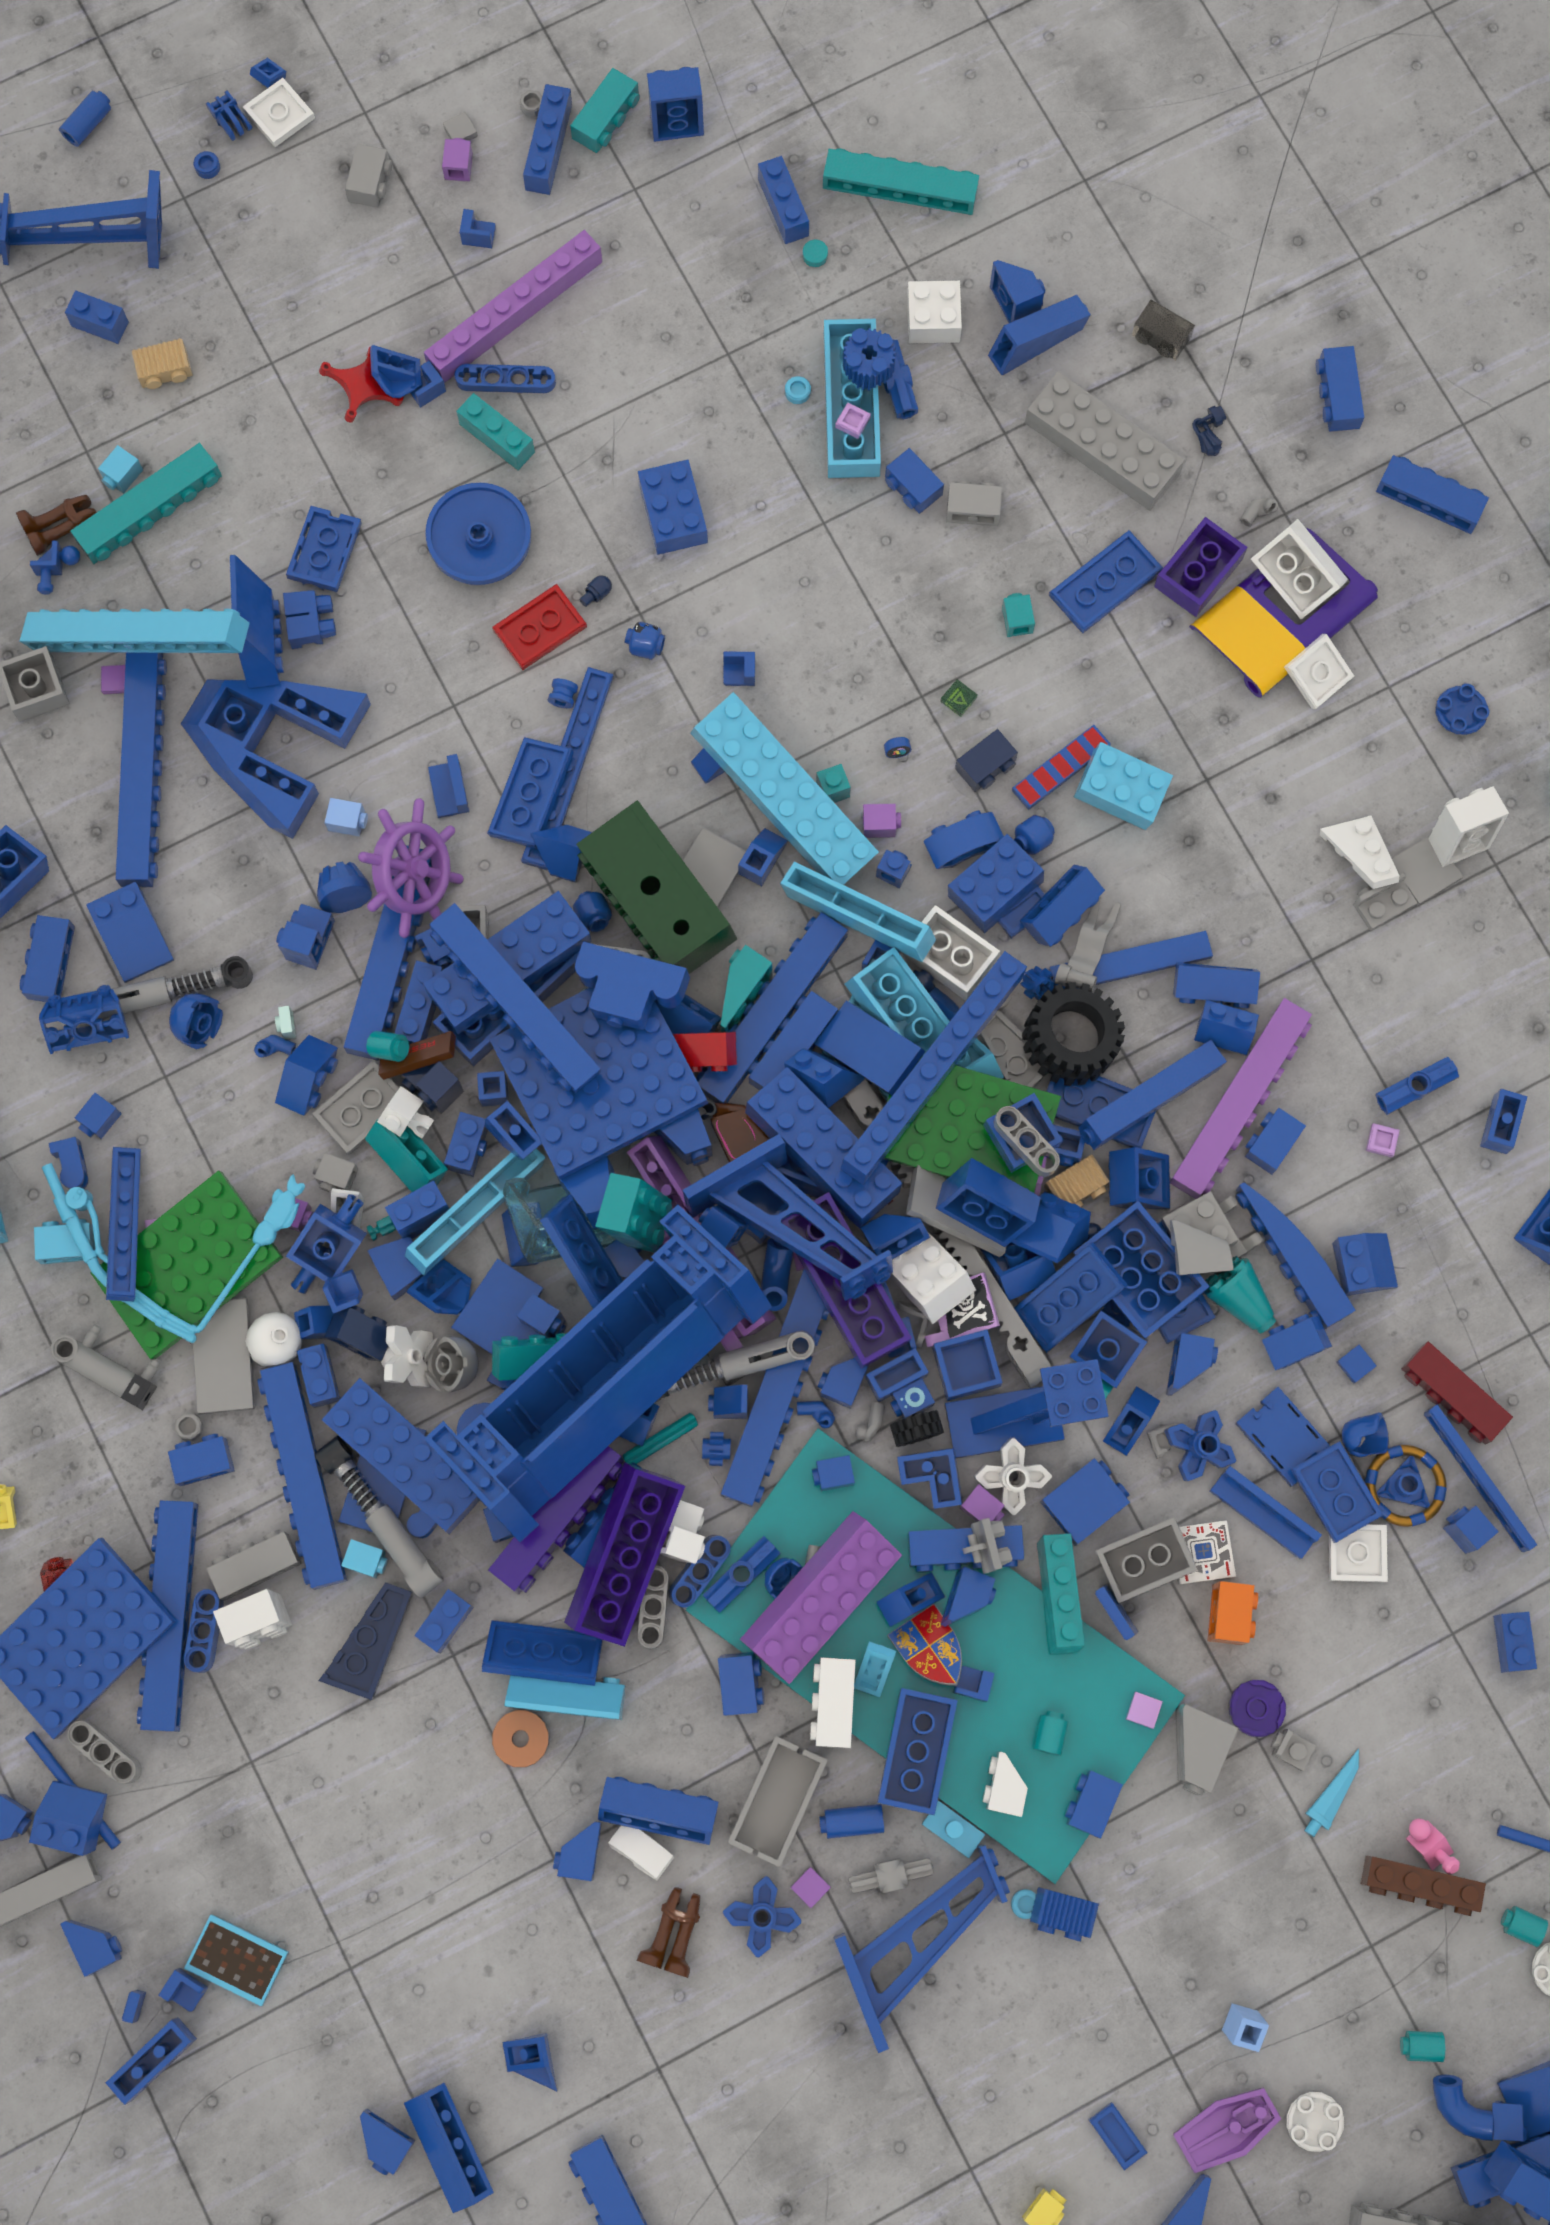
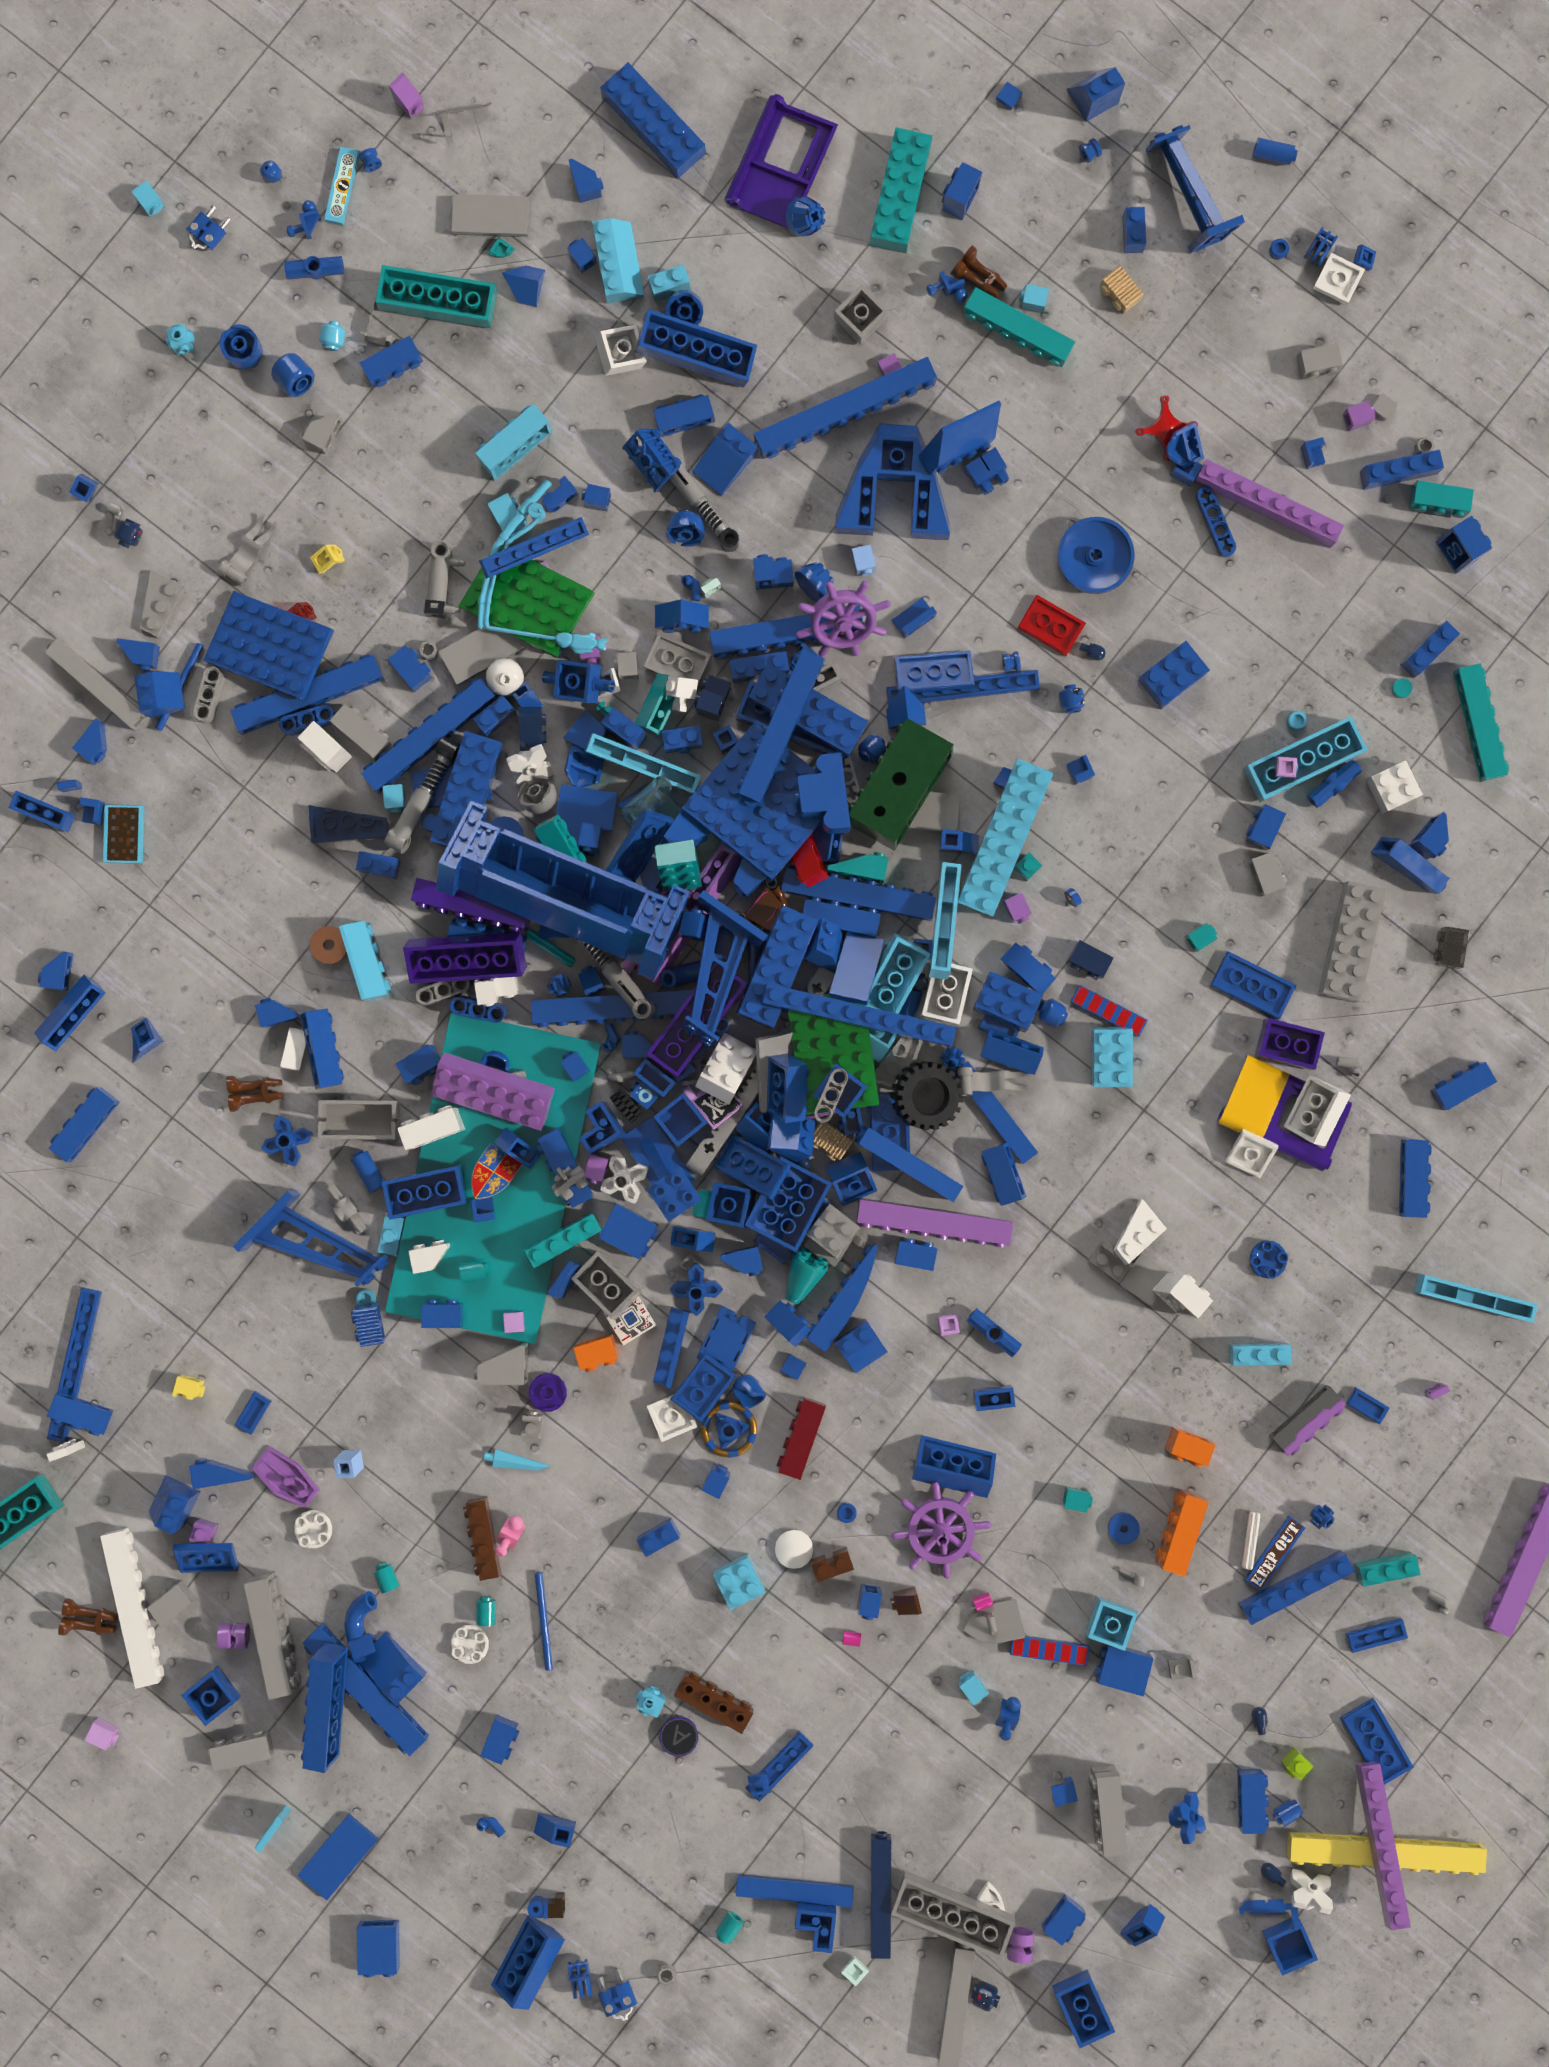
camera: 65 degrees right, 10 degrees up
(136, 631) = (919, 365): medium azure brick -> none
(324, 550) = (1040, 459): blue piece -> none
(342, 1291) = (550, 705): blue panel -> none
(387, 1046) = (720, 659): teal brick -> none
(420, 1055) = (723, 681): reddish brown tile -> none
(495, 431) = (1173, 533): teal brick -> none
(512, 1131) = (699, 765): blue slope -> none
(542, 1653) = (383, 933): blue tile -> none
(755, 1560) = (498, 1040): blue piece -> none
(810, 1887) = (318, 1162): medium lavender tile -> none
(872, 346) = (1341, 751): blue brick -> none
(874, 1669) = (464, 1144): medium azure tile -> none
(893, 868) = (989, 931): blue brick -> none
(894, 1234) = (739, 1036): blue slope -> none
(958, 698) = (1126, 923): clear green tile -> none
(968, 1595) = (535, 1183): blue slope -> none
(1198, 1250) = (815, 1236): light grey slope -> none
(1209, 442) = (1384, 1013): dark blue piece -> none
(1226, 1027) = (977, 1192): blue brick -> none
(1480, 1479) = (752, 1475): blue tile -> none

